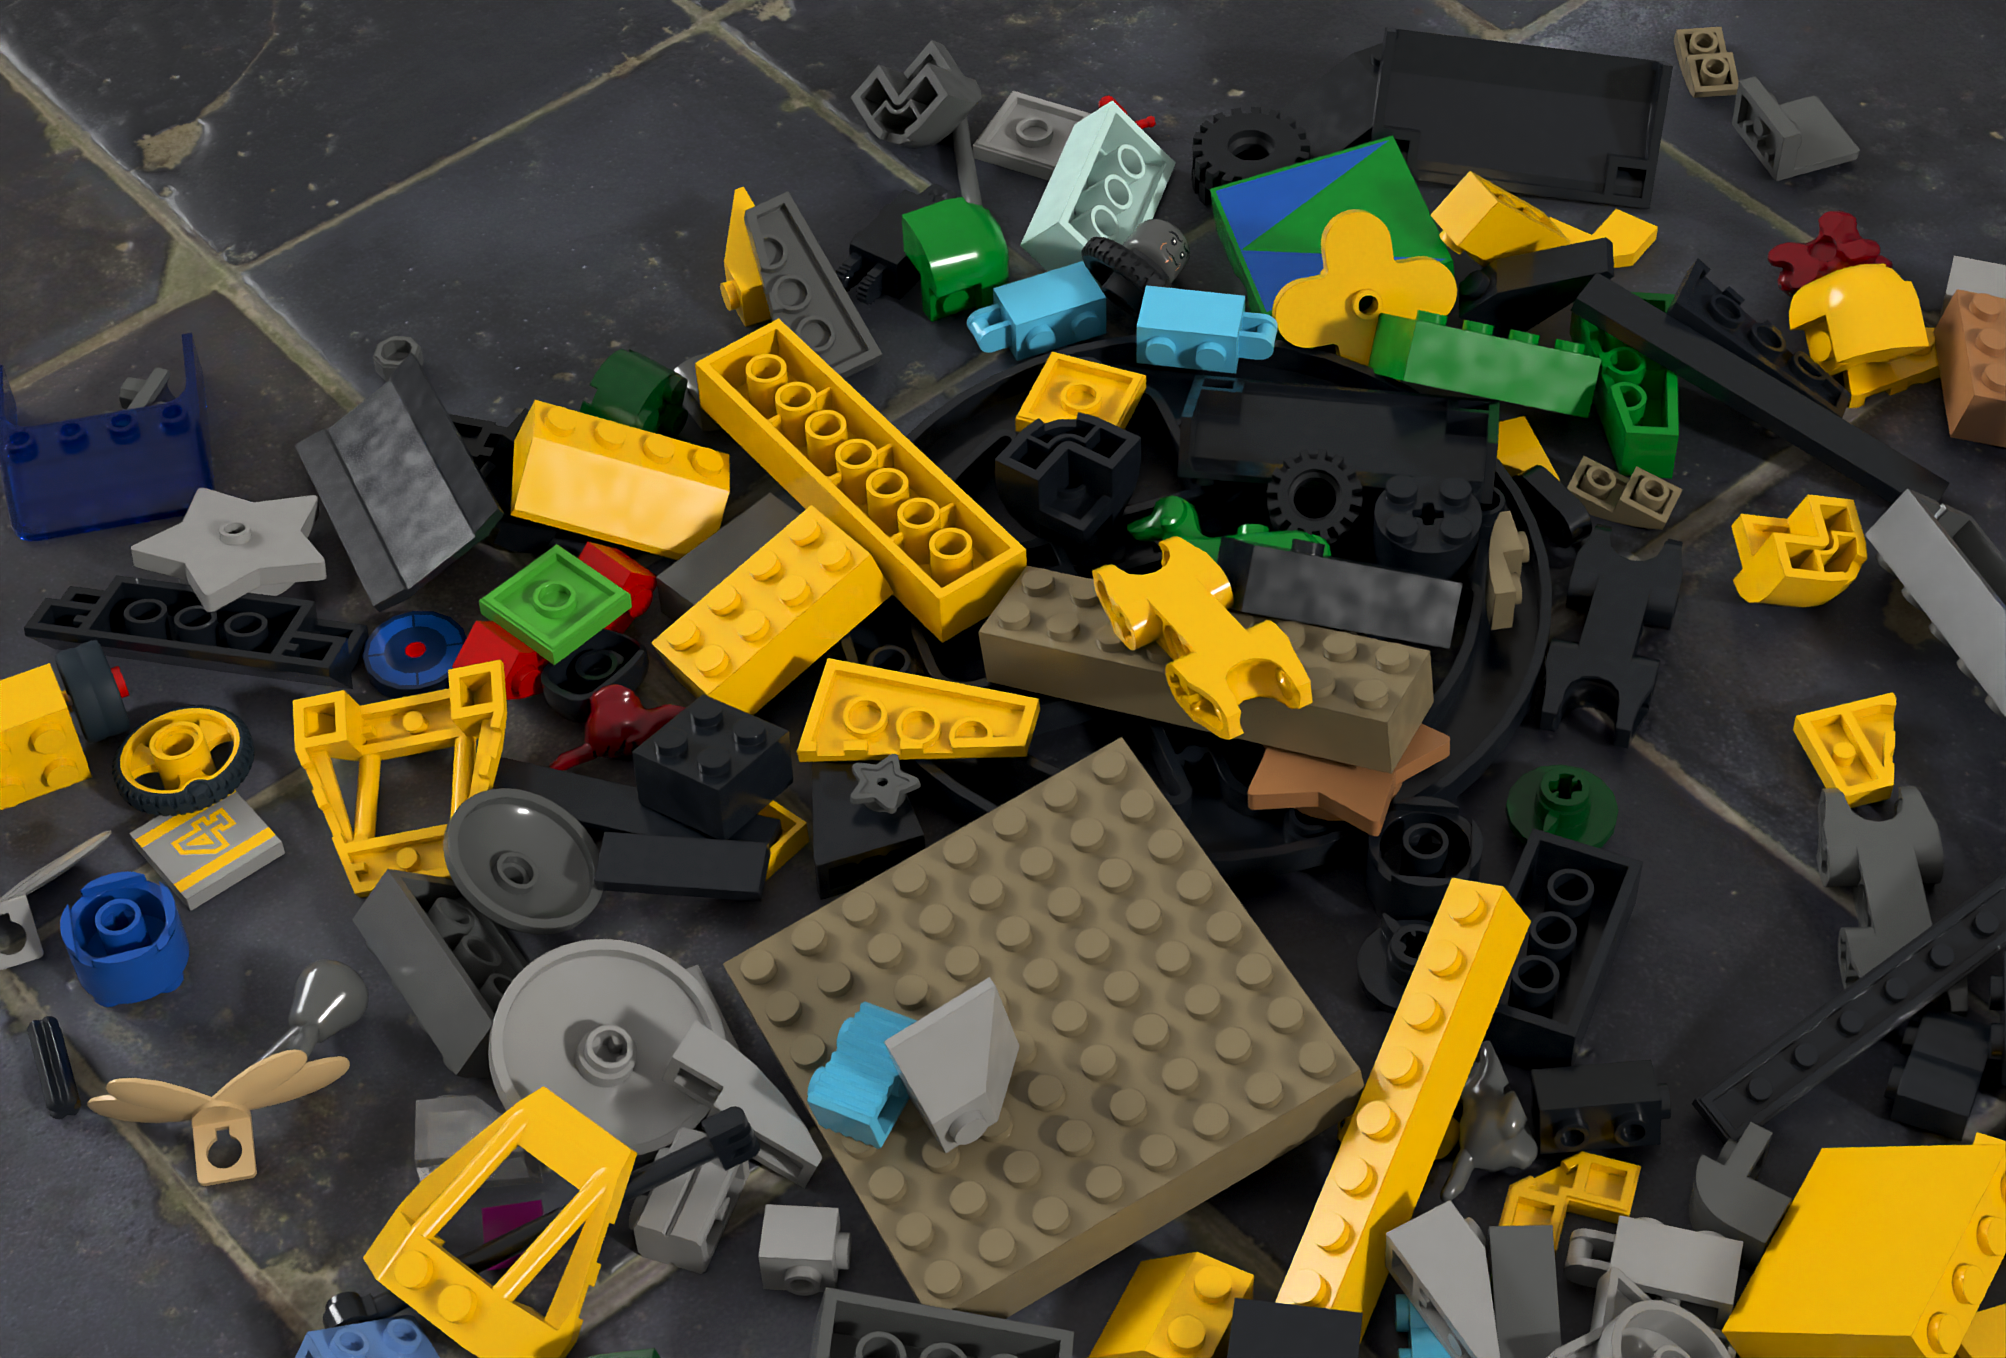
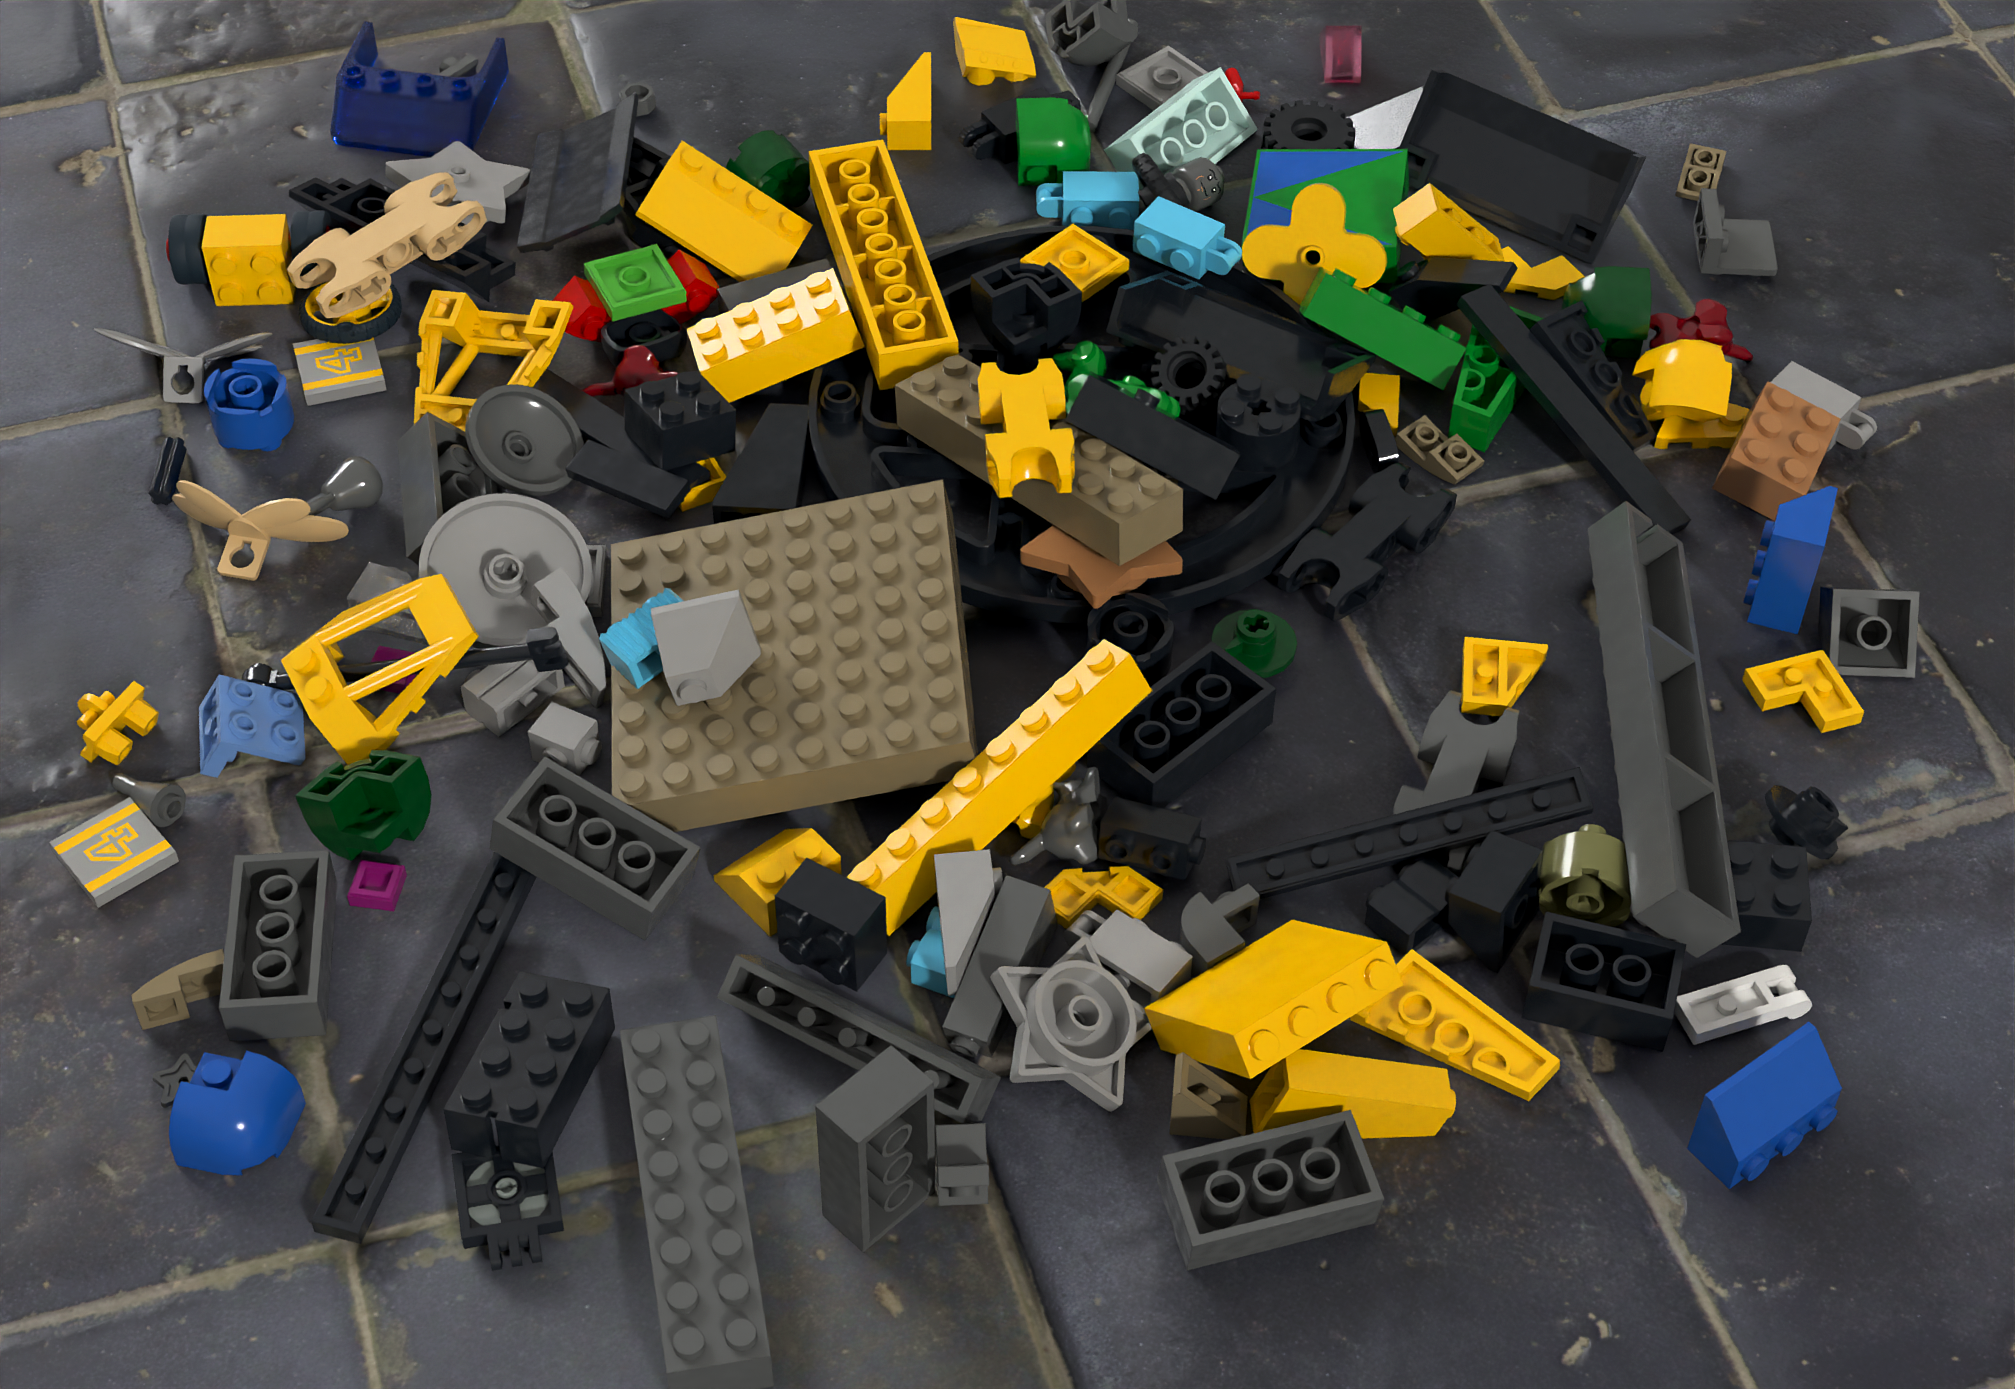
camera: 20 degrees right, 0 degrees up
(190, 685) = (363, 261): none -> tan piece
(412, 653) = (532, 282): tile -> none
(805, 288) = (928, 145): dark grey wing -> none
(806, 163) = (992, 52): none -> yellow slope
(883, 712) = (826, 429): yellow wing -> none
(886, 797) = (783, 476): dark grey plate -> none
(1220, 40) = (1341, 53): none -> clear pink slope
(1505, 558) = (1299, 465): dark tan slope -> none
(1737, 246) = (1616, 305): none -> dark green brick
(1800, 557) = (1537, 532): yellow brick -> none

